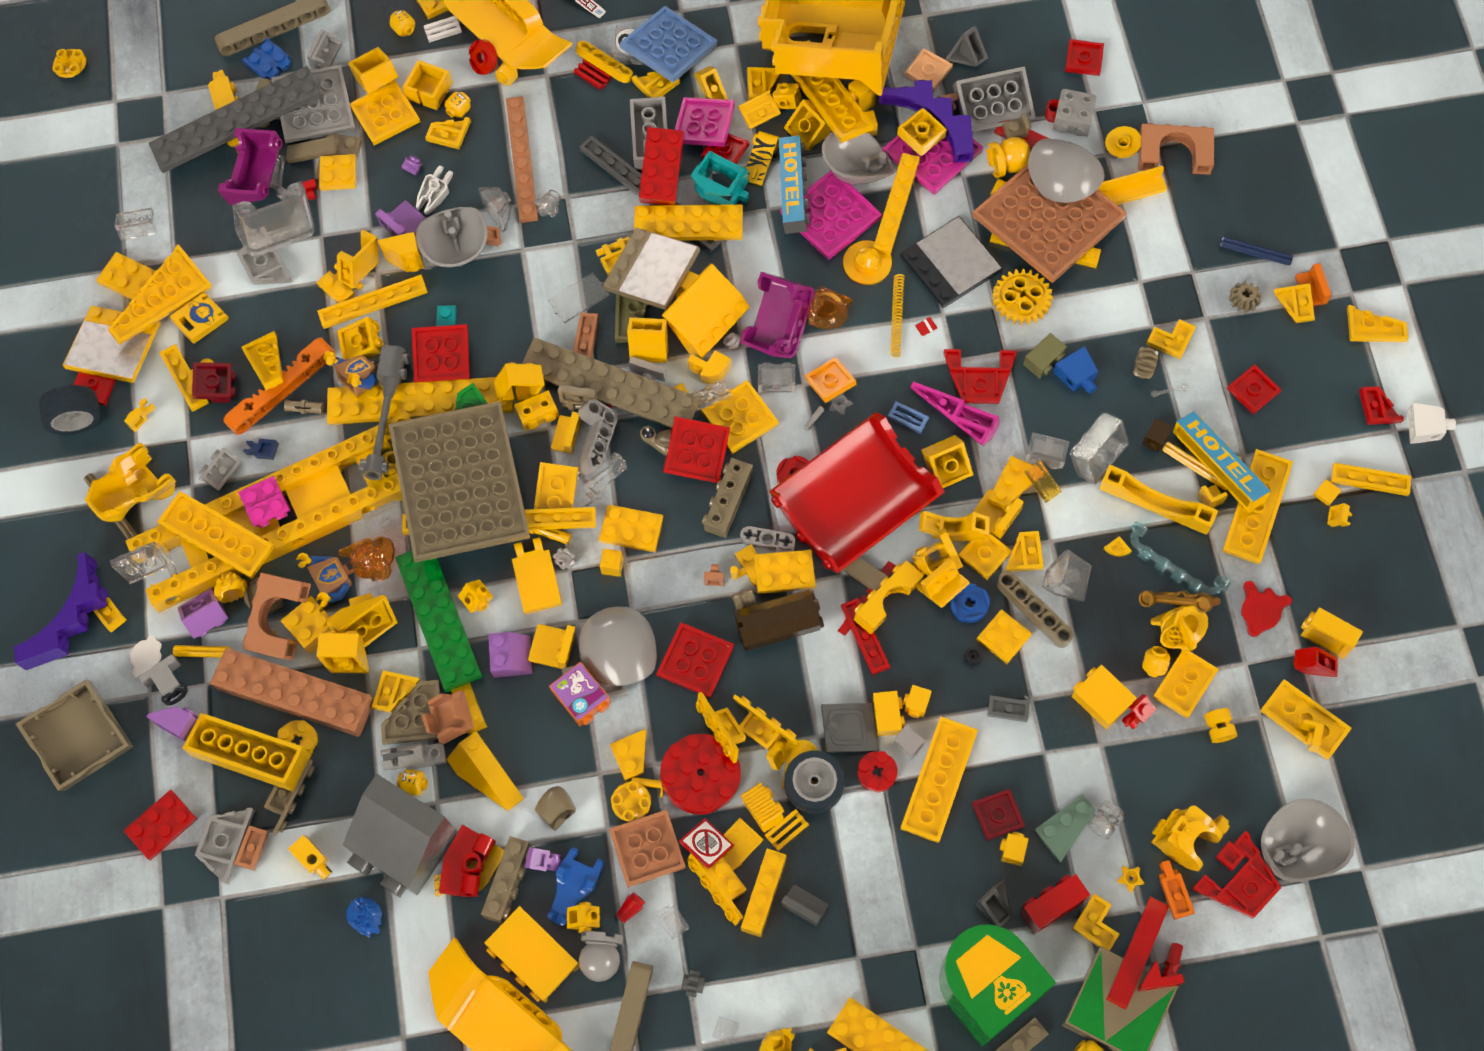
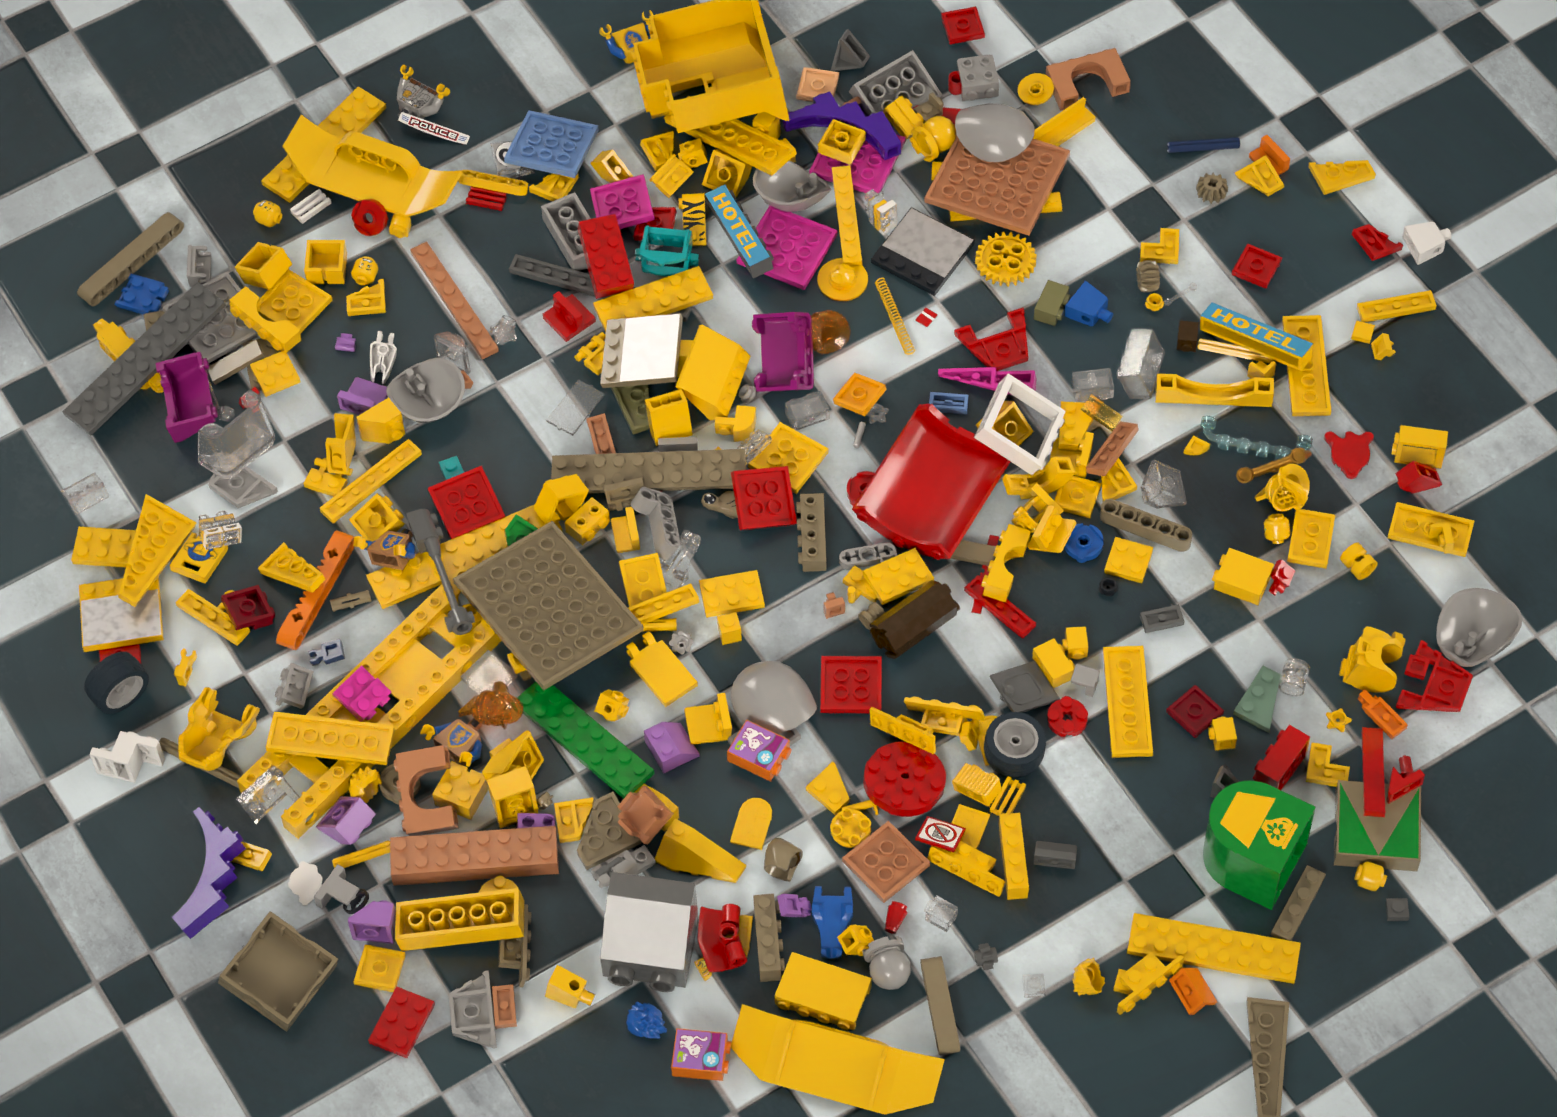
camera: 25 degrees left, 10 degrees down
(50, 480) = (127, 756): none -> white bracket
(166, 764) = (379, 968): none -> yellow tile
(218, 295) = (219, 530): none -> clear hips
(358, 137) = (280, 334): none -> yellow arch
(358, 682) = (528, 820): none -> medium lavender leg
(377, 663) = (544, 800): none -> dark tan plate
(396, 970) = (700, 1054): none -> brick
(548, 759) = (752, 823): none -> yellow window
(611, 210) = (568, 316): none -> red bracket
(928, 214) = (880, 212): none -> clear hips
(934, 489) = (1006, 447): none -> white window
(989, 127) = (903, 116): none -> yellow brick
(1036, 521) = (1112, 448): none -> nougat plate
(1141, 385) = (1154, 298): none -> yellow plate

